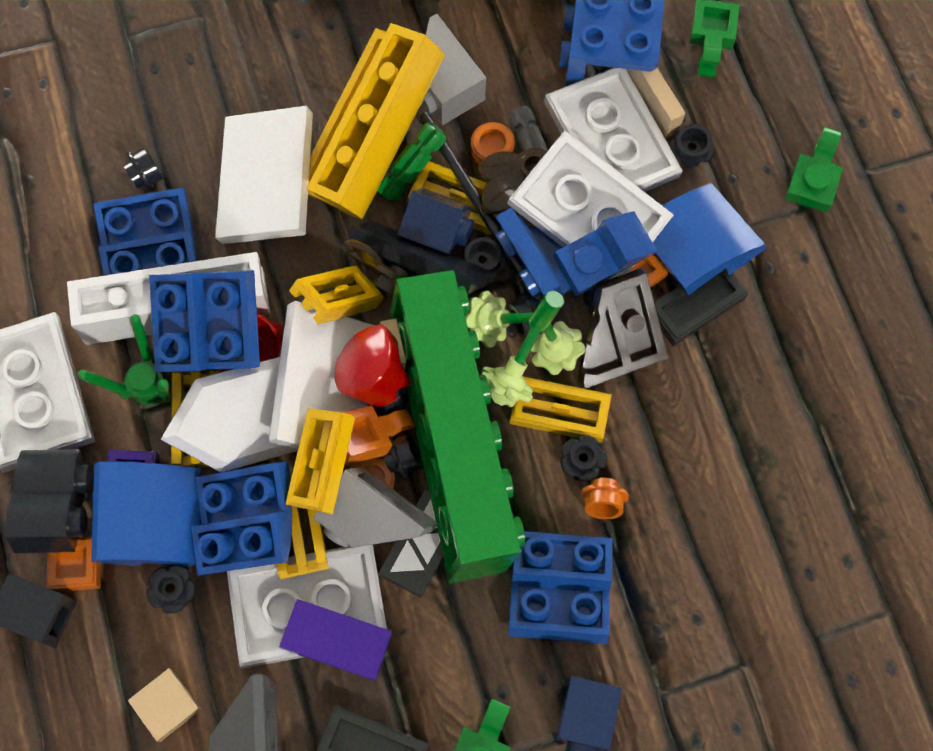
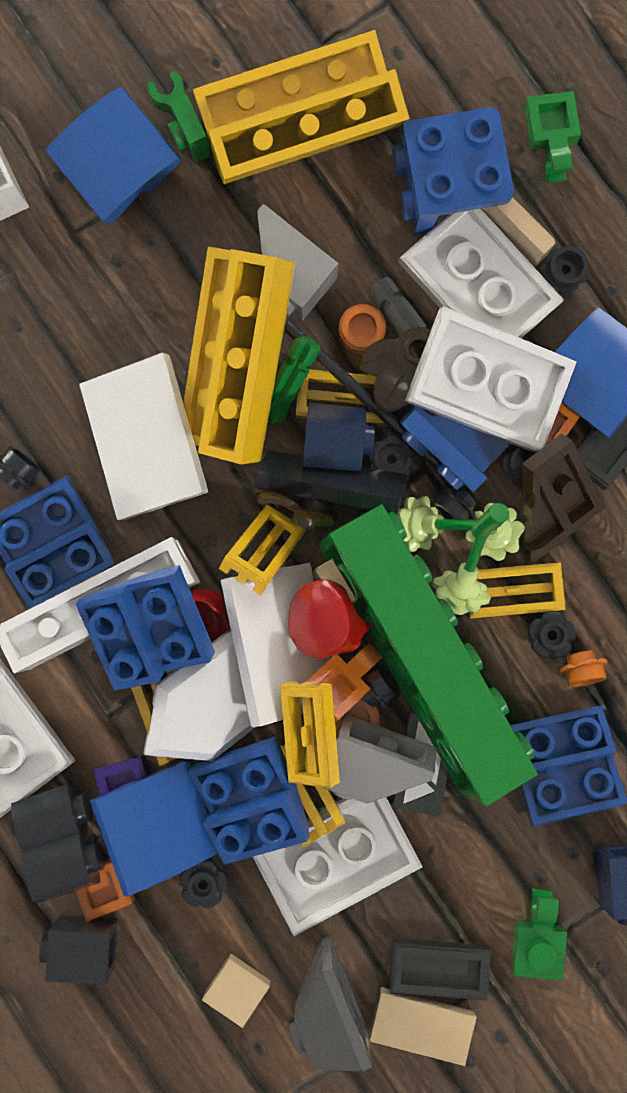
camera: 20 degrees left, 15 degrees up
(141, 379) = (97, 696): green plant -> none
(336, 640) = (377, 888): dark purple tile -> none
(604, 252) = (522, 427): blue slope -> none

